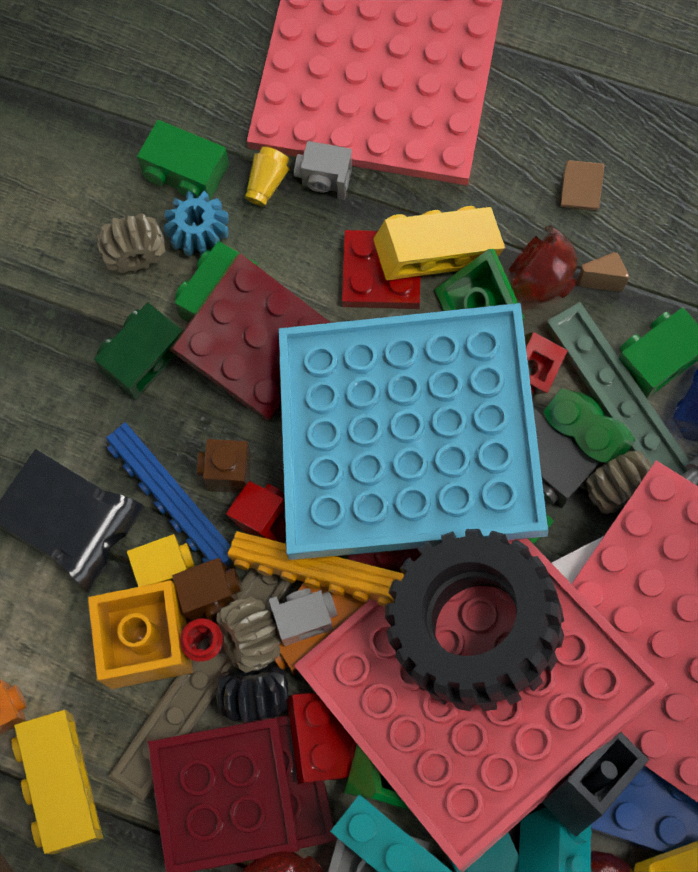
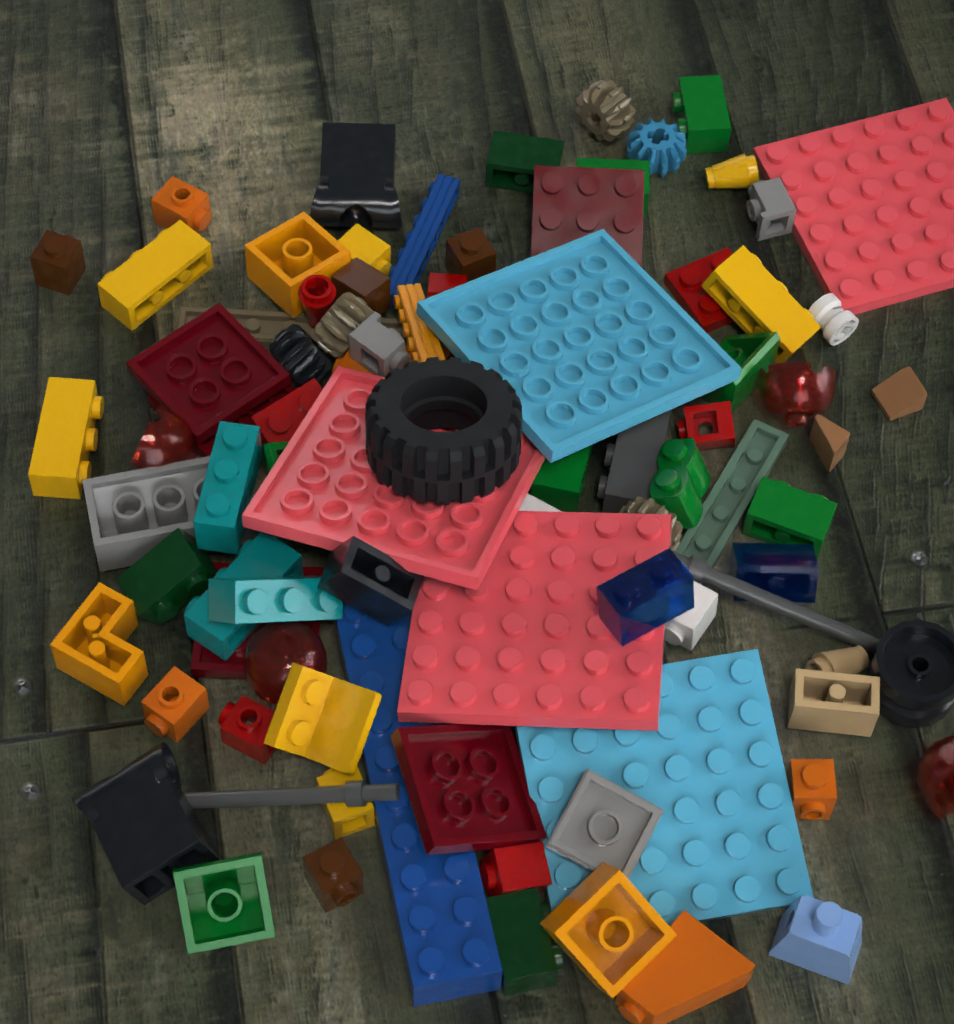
camera: 55 degrees right, 15 degrees down
(477, 191) = (834, 321): none -> white wheel

